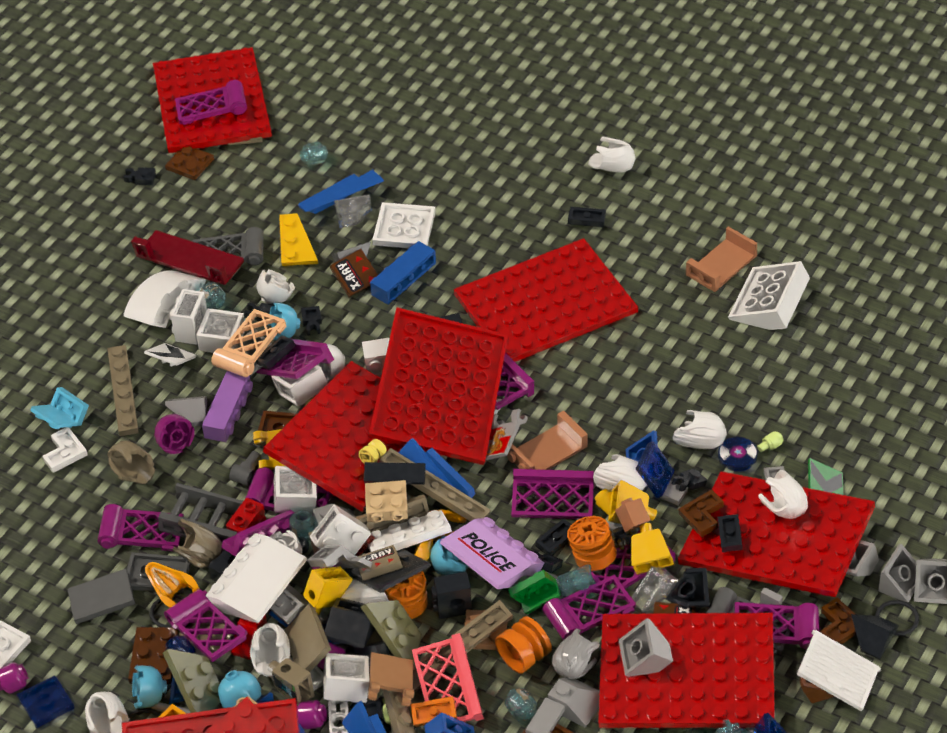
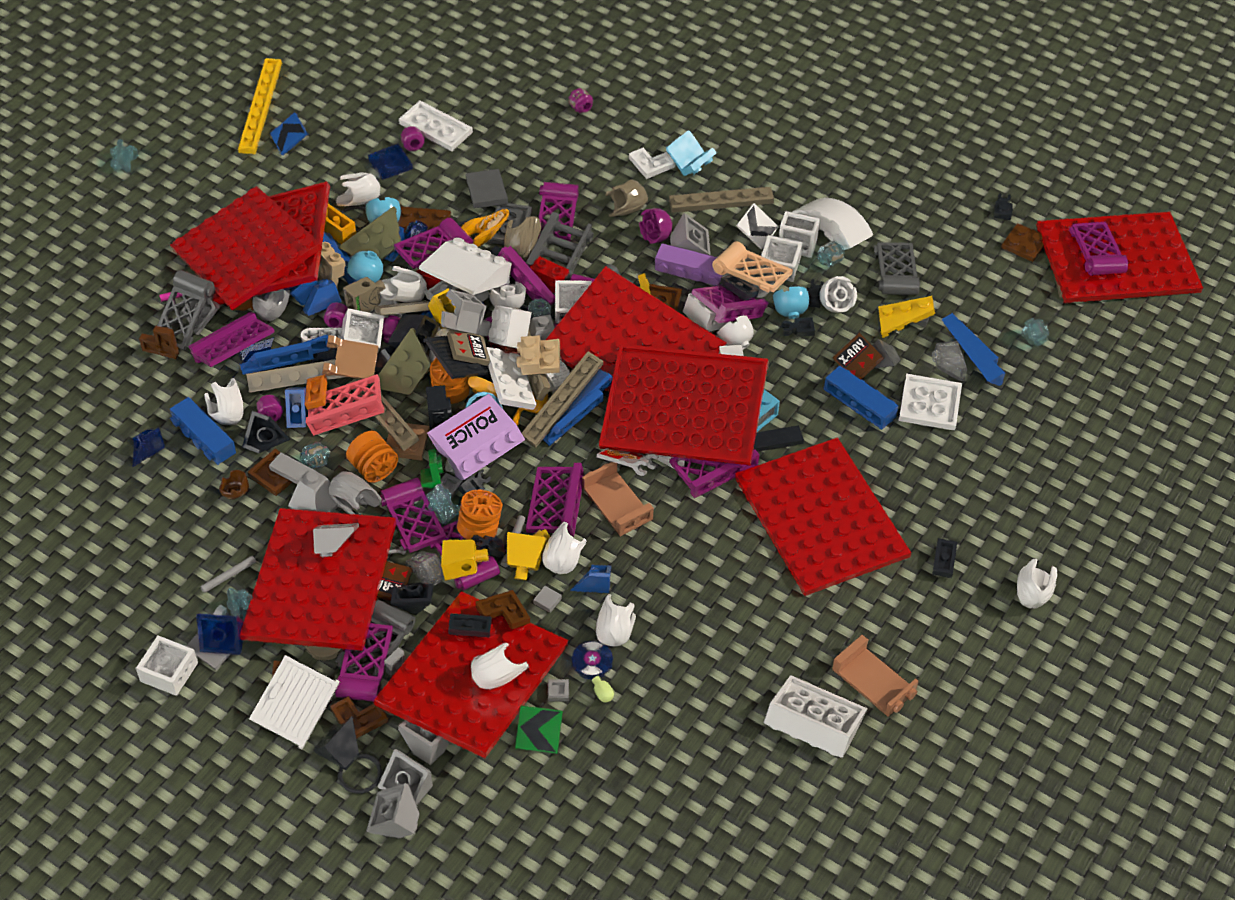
camera: 90 degrees right, 5 degrees up
(187, 256) = (883, 238): dark red bracket -> none
(373, 451) = (597, 346): light yellow wheel -> none
(385, 472) = (570, 362): black tile -> none
(554, 538) = (510, 501): black plate -> none
(632, 514) = (499, 542): nougat brick -> none
(655, 469) = (564, 574): clear blue tile -> none
(691, 479) = (559, 612): black plate -> none

